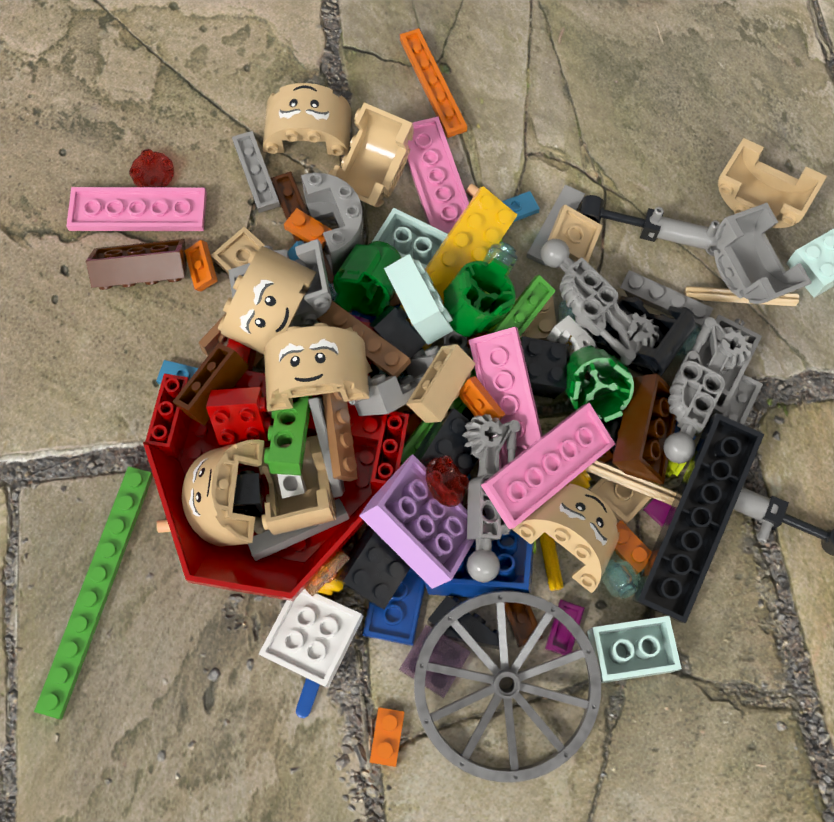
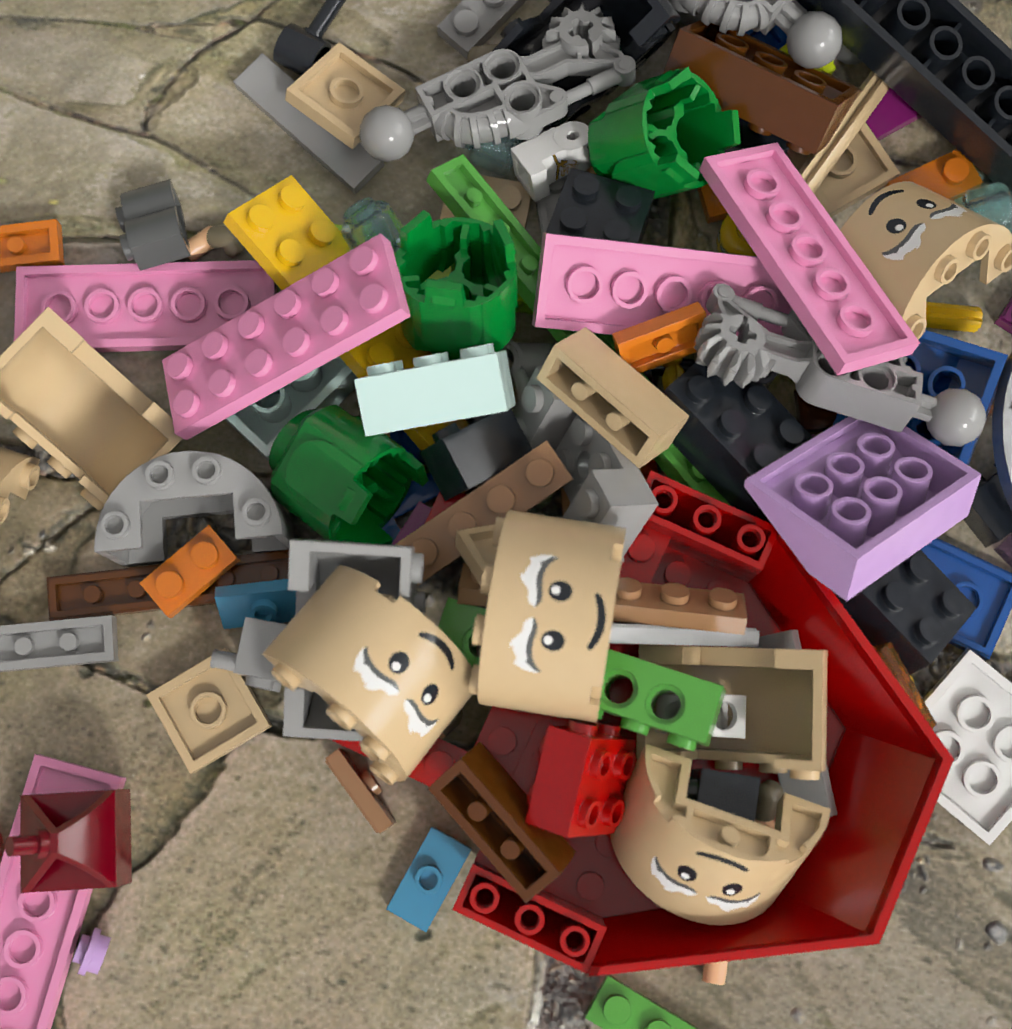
camera: 70 degrees left, 10 degrees up
(118, 236) = (91, 952): none -> lavender plate
(137, 264) = (164, 926): slope -> none
(166, 210) = (73, 840): none -> dark red piece
(200, 265) = (206, 797): orange plate -> none
(429, 228) = (285, 337): none -> bright pink plate
(446, 481) = (803, 436): clear red dish -> none
(477, 167) = (152, 225): none -> dark grey brick
(523, 205) = (251, 170): dark azure plate -> none

